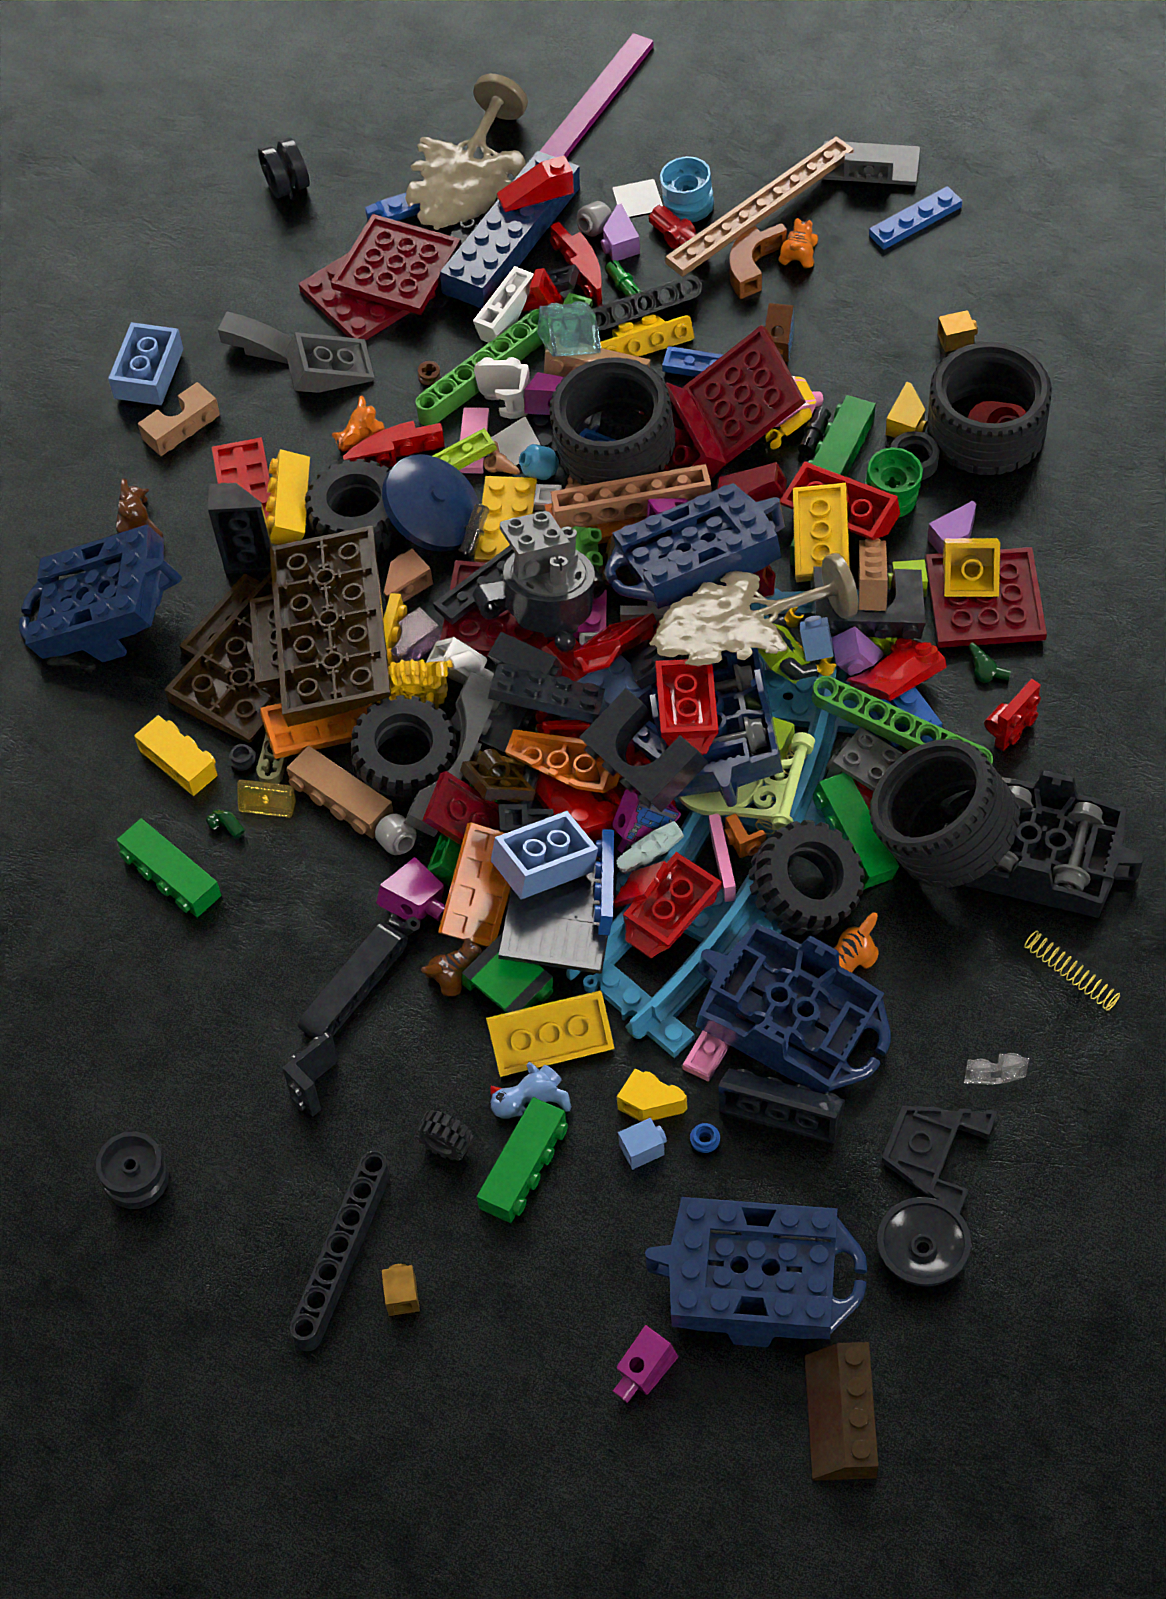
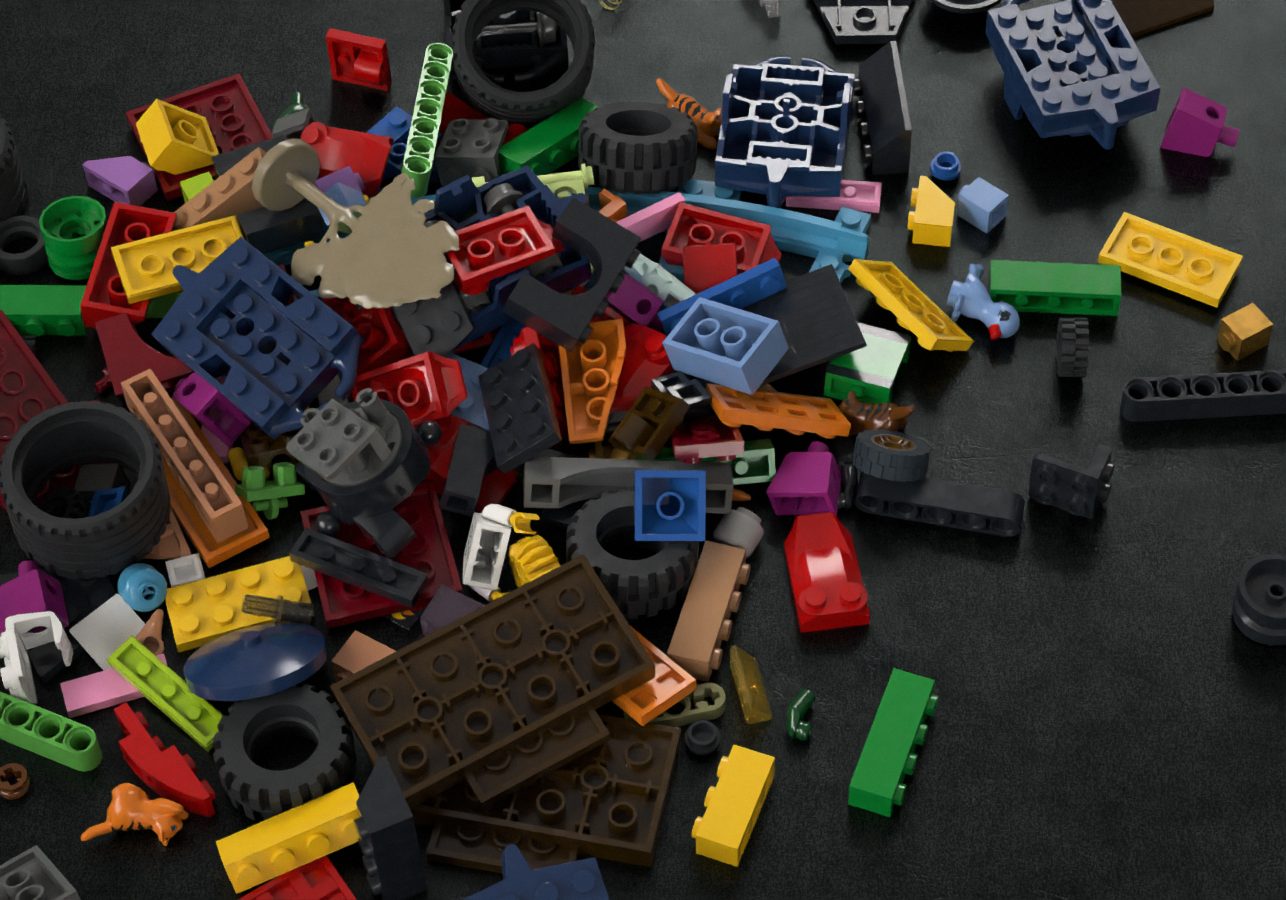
camera: 115 degrees left, 5 degrees down
(330, 883) = (825, 574): none -> red slope
(404, 934) = (891, 455): none -> black wheel
(409, 756) = (669, 505): none -> blue slope
(510, 1271) = (1170, 259): none -> yellow plate
(954, 650) = (293, 124): none -> dark grey panel

